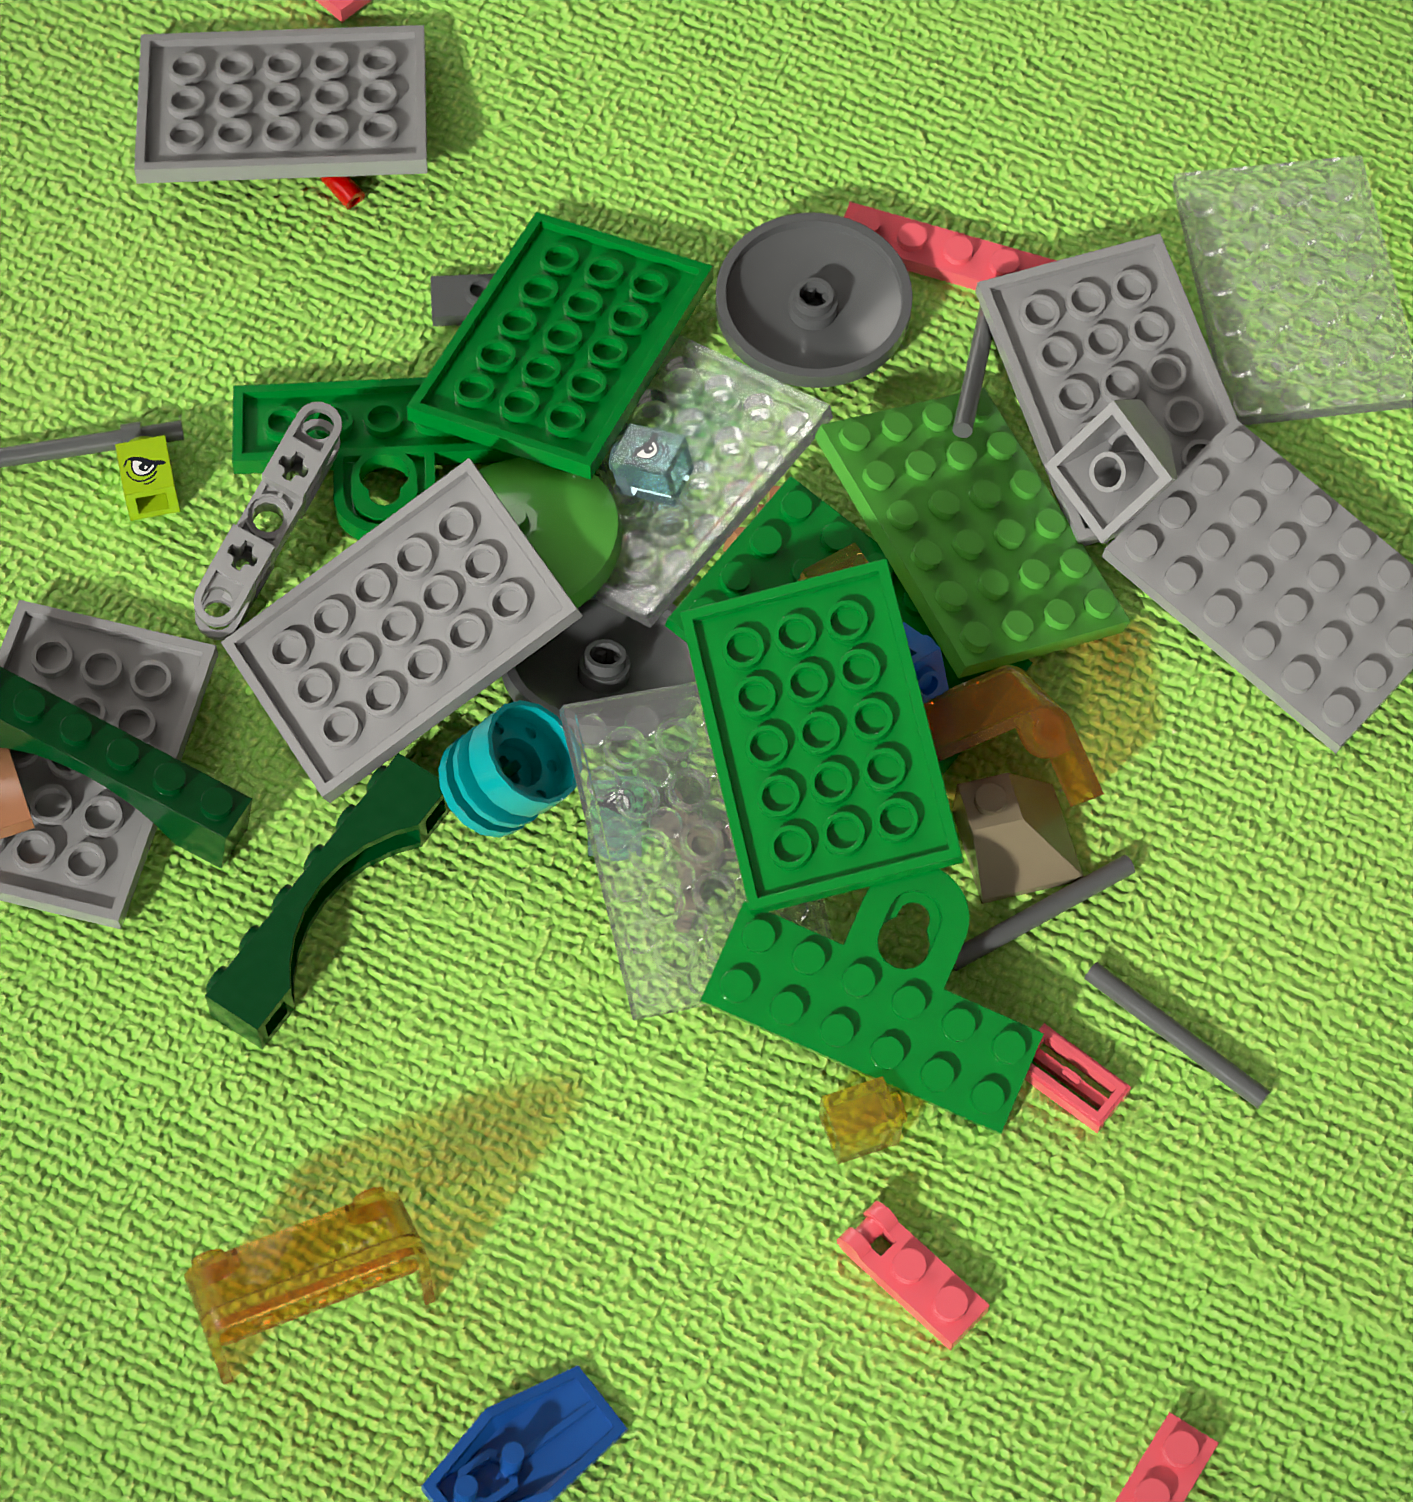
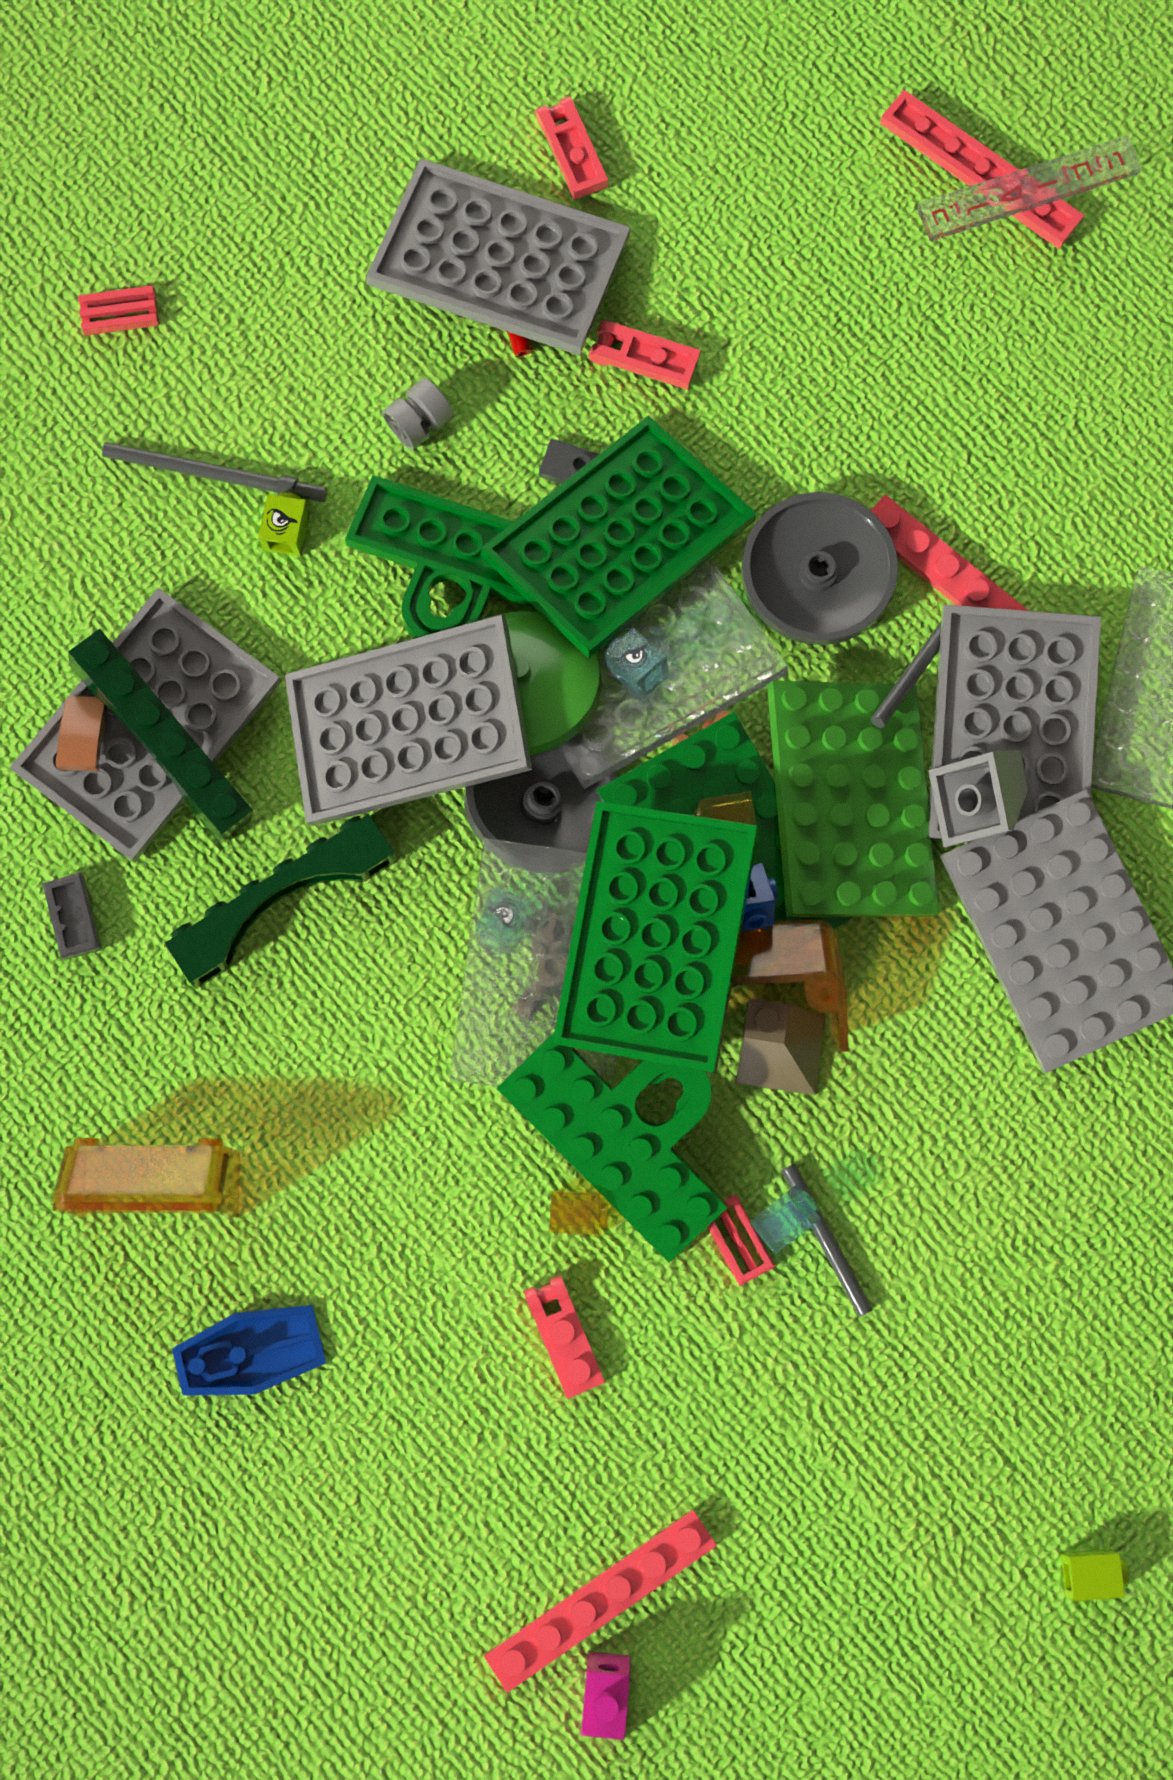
camera: 25 degrees right, 15 degrees up
(67, 1019) = (72, 916): none -> flat silver plate
(259, 300) = (420, 411): none -> light grey wheel
(295, 455) = (326, 610): light grey piece -> none
(500, 151) = (645, 354): none -> coral plate
(507, 769) = (453, 862): teal wheel -> none
(1044, 910) = (776, 1108): dark grey bar -> none
(1119, 1021) = (786, 1219): none -> clear light blue brick

